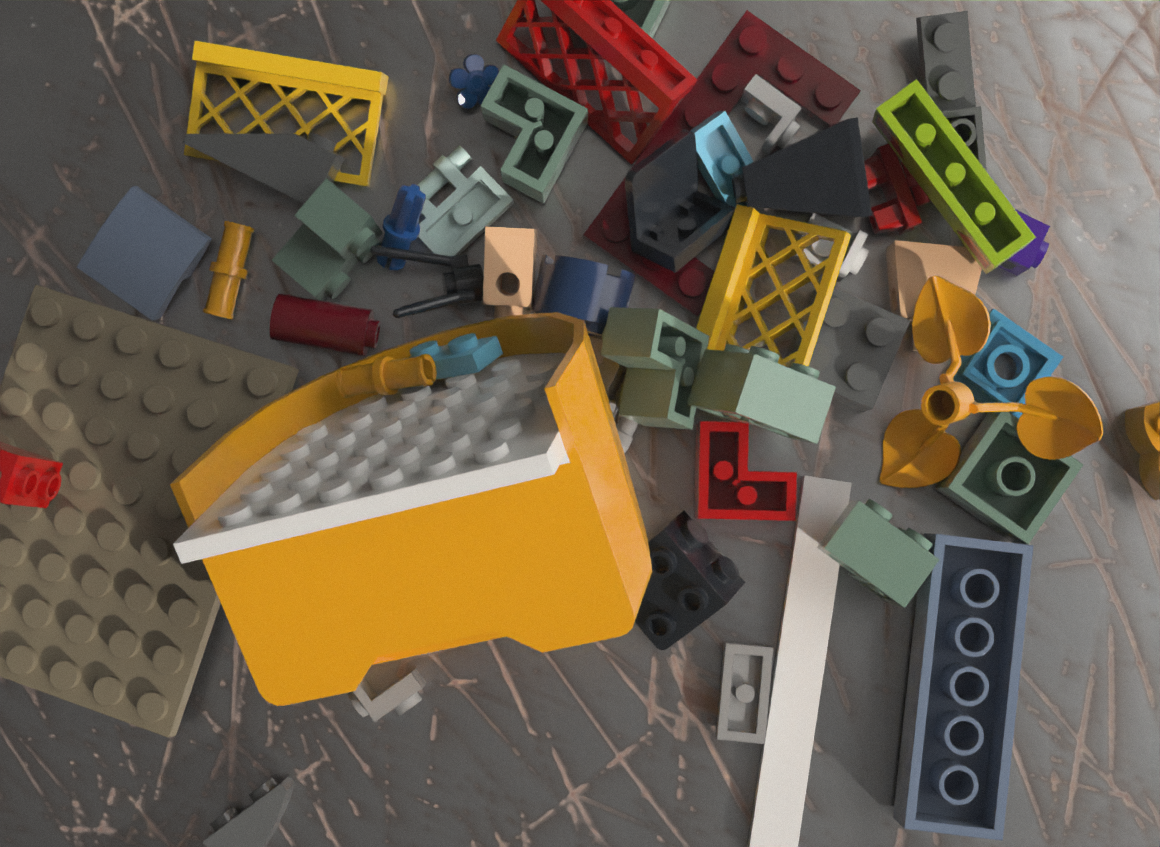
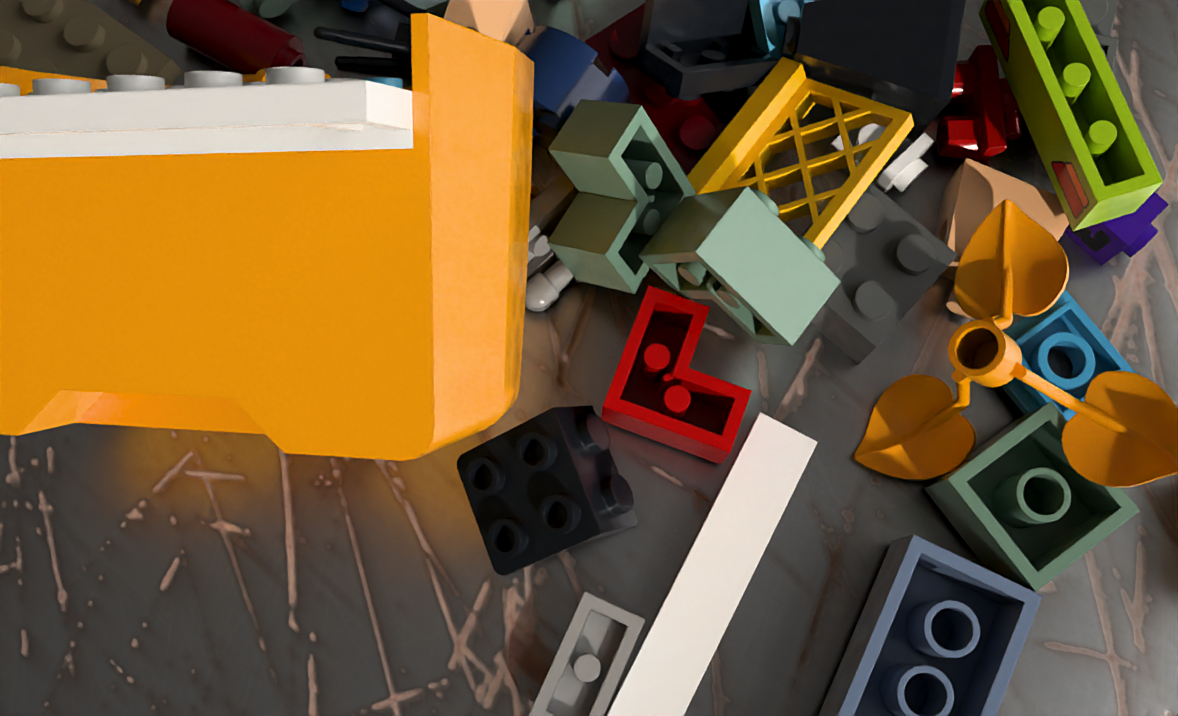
camera: 15 degrees right, 10 degrees down
(399, 696) = (92, 498): light grey bracket -> none
(878, 554) = (829, 534): sand green brick -> none

